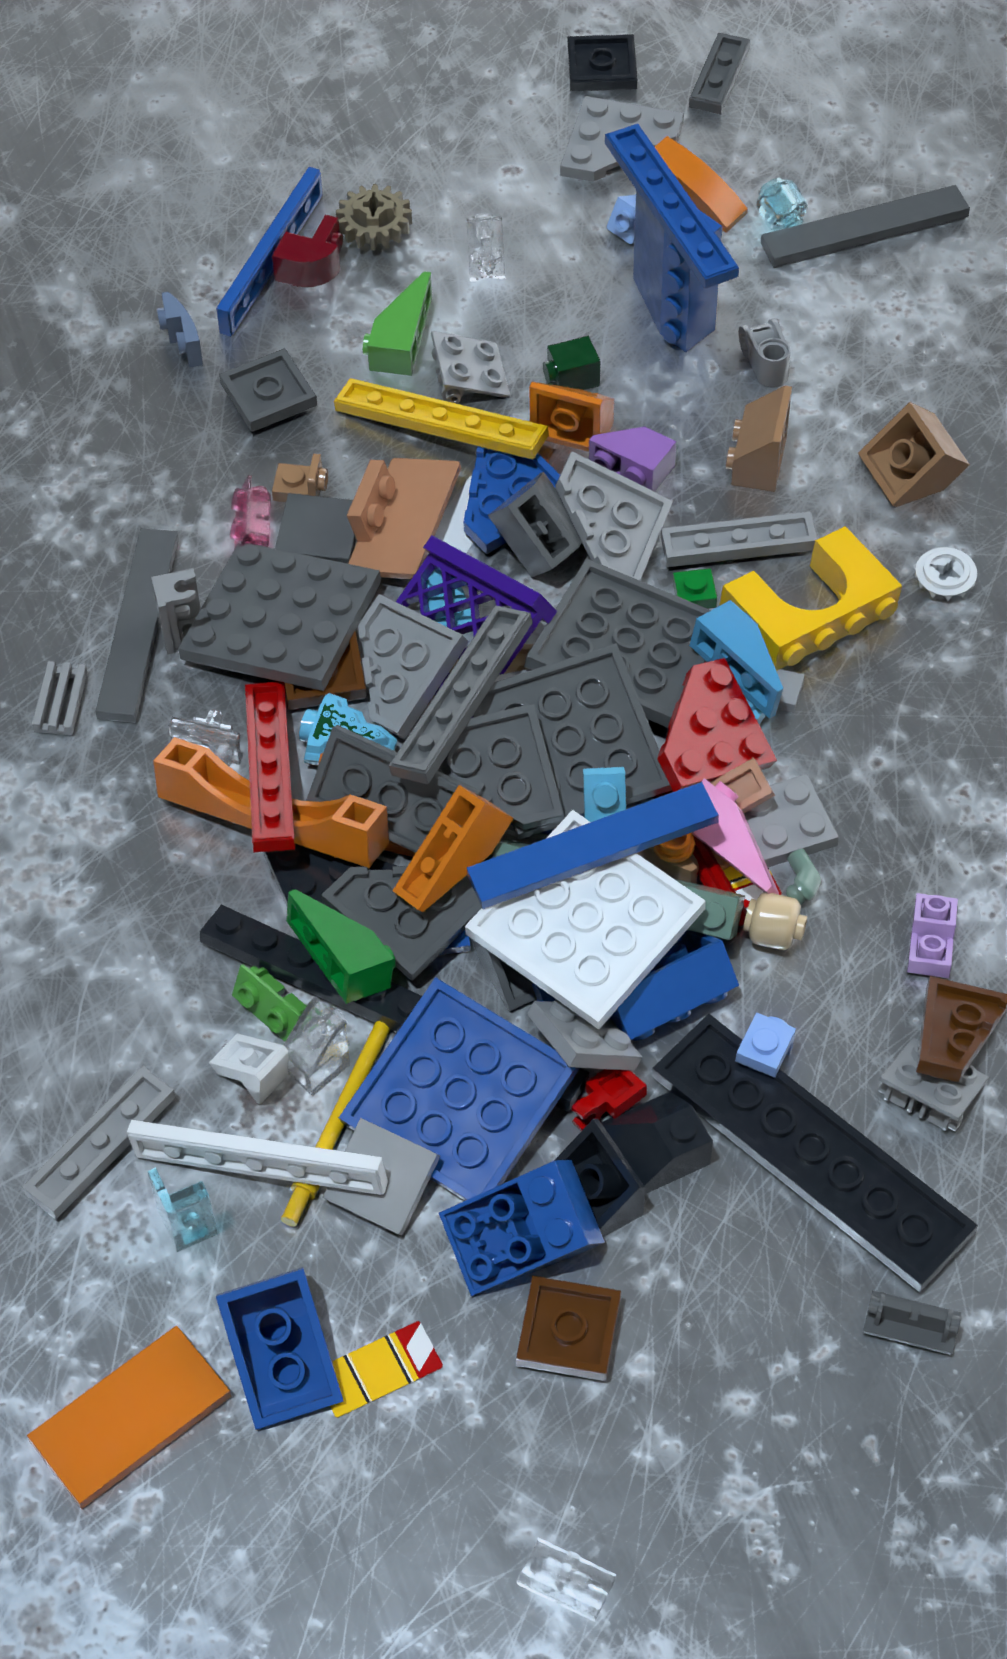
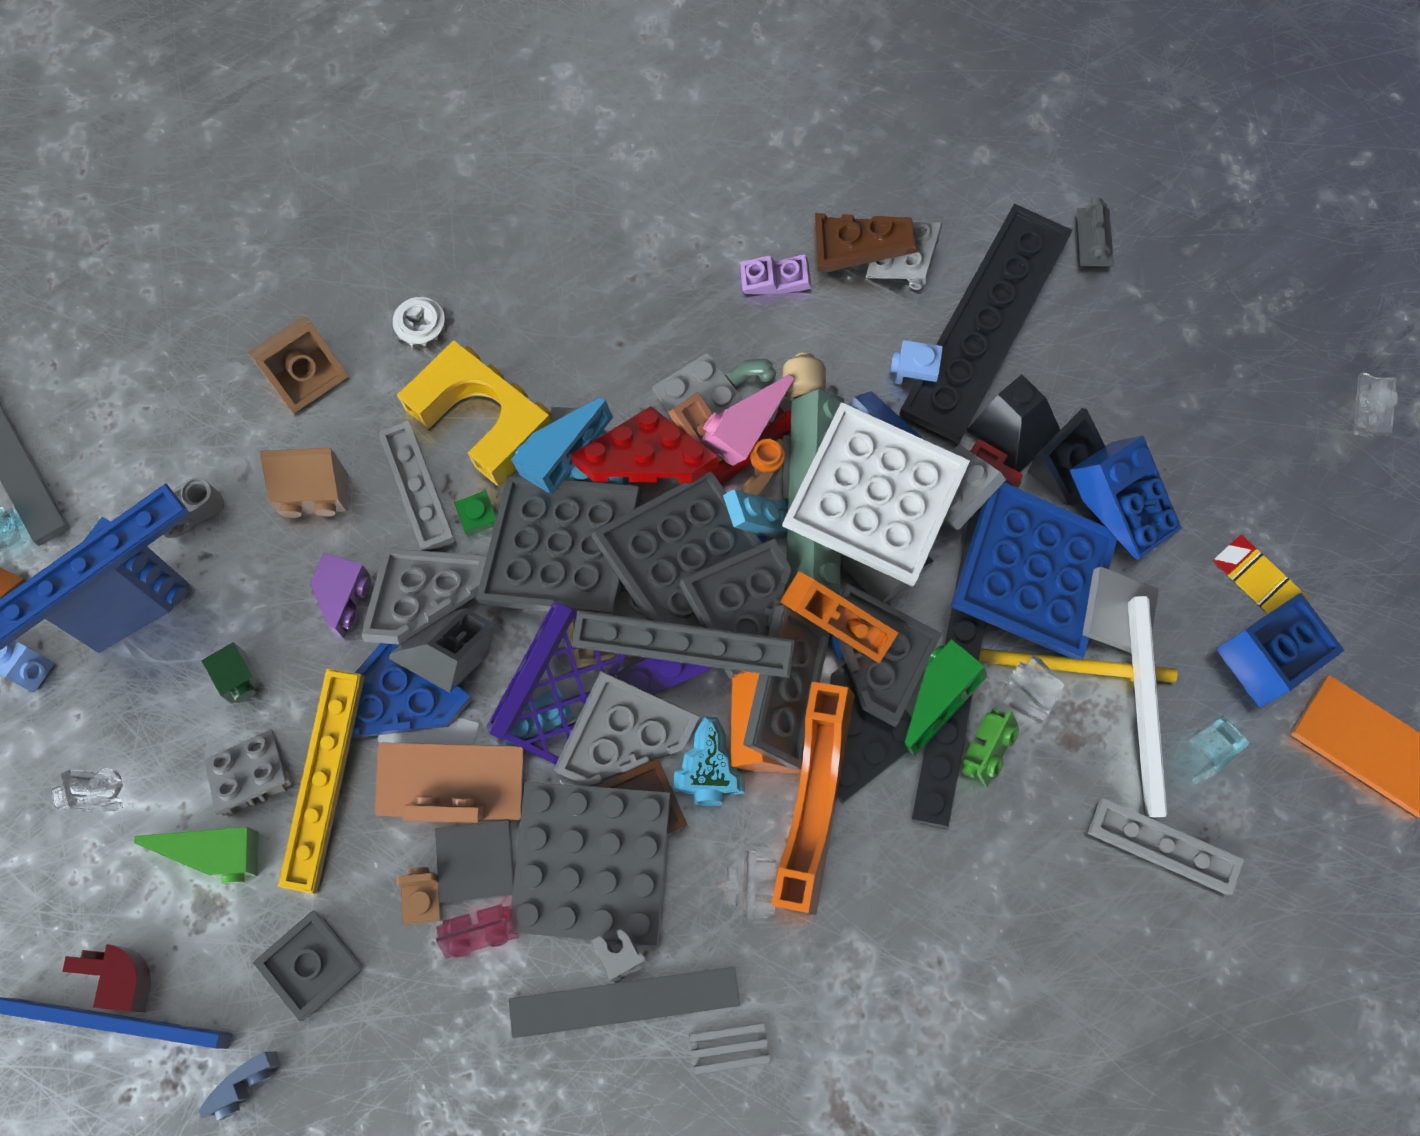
camera: 105 degrees left, 15 degrees up
(254, 1062) = (1060, 740): white slope -> none
(269, 767) = (772, 813): tile -> none
(374, 216) = (38, 914): dark tan gear -> none
(568, 1328) = (1188, 450): reddish brown plate -> none
(570, 414) = (301, 650): orange slope -> none
(592, 845) = (819, 495): blue tile -> none

